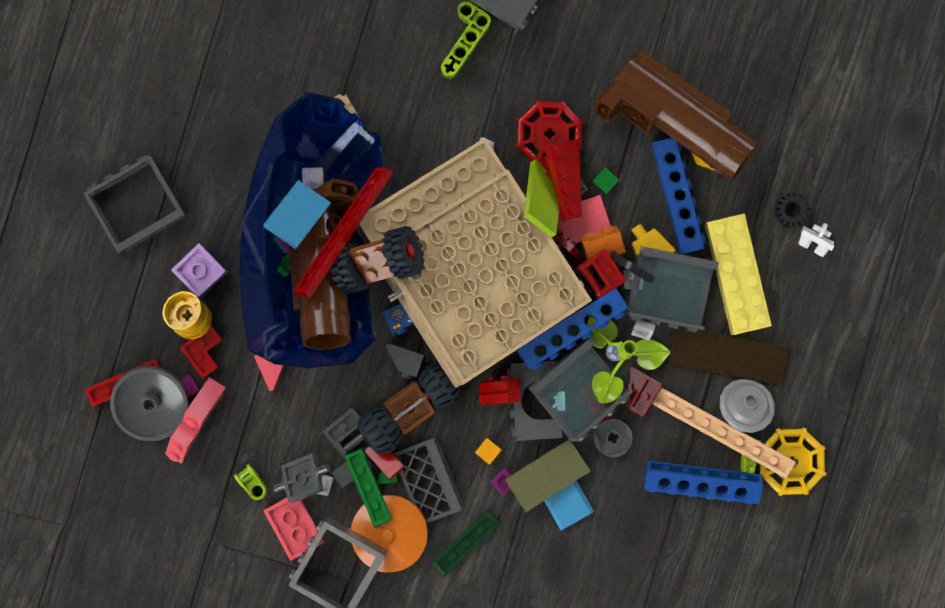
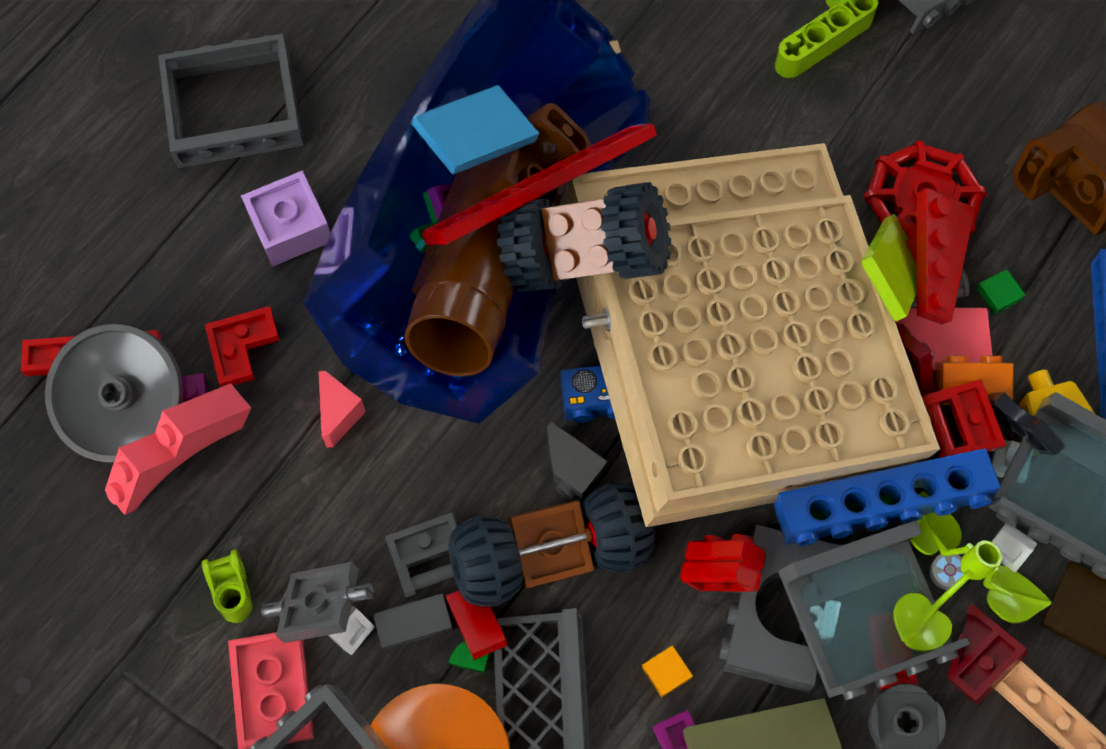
camera: 25 degrees right, 20 degrees down
(179, 312) = (236, 273): yellow wheel -> none
(368, 487) = (428, 661): green tile -> none

